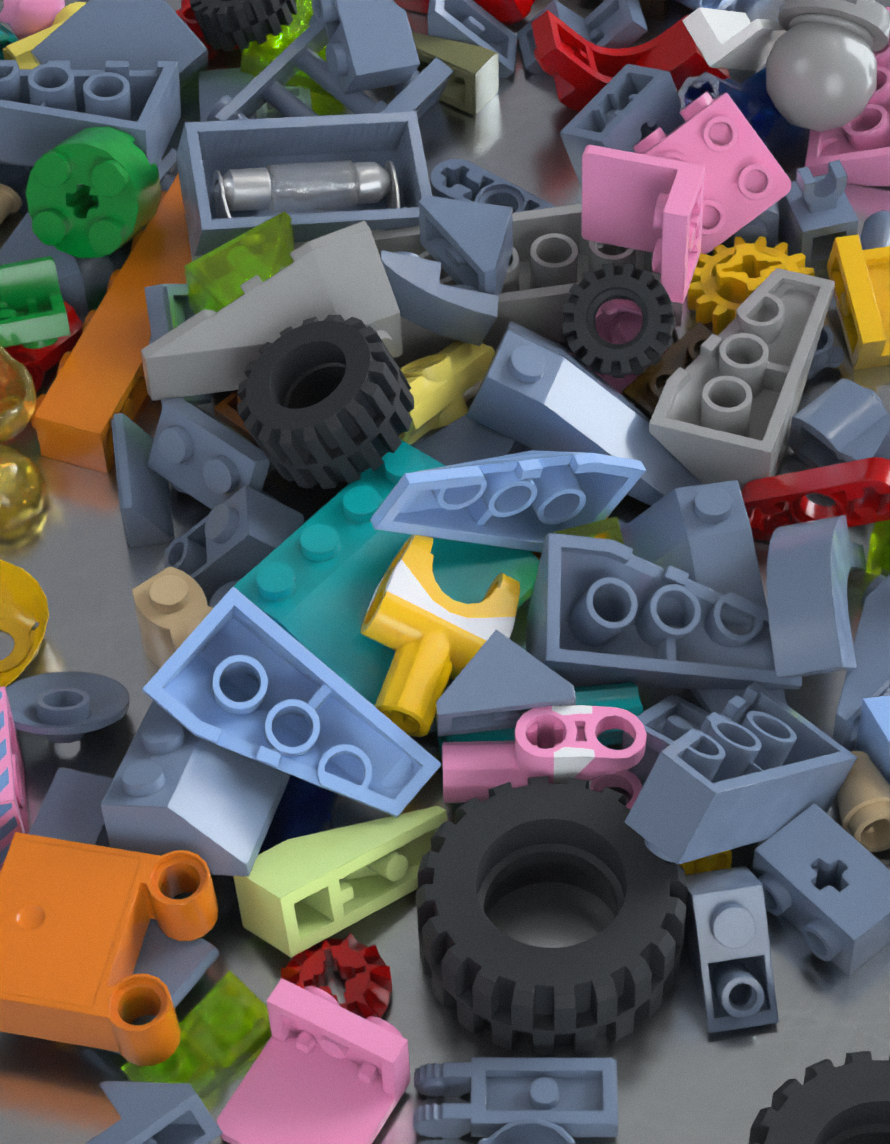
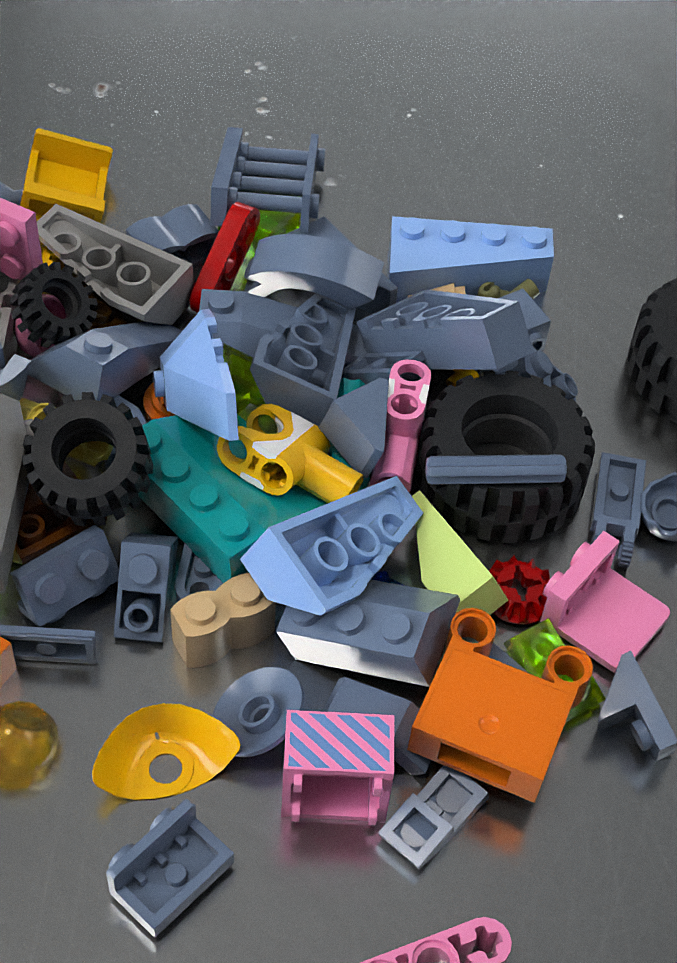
camera: 85 degrees left, 0 degrees up
(452, 863) = (495, 469): none -> sand blue axle

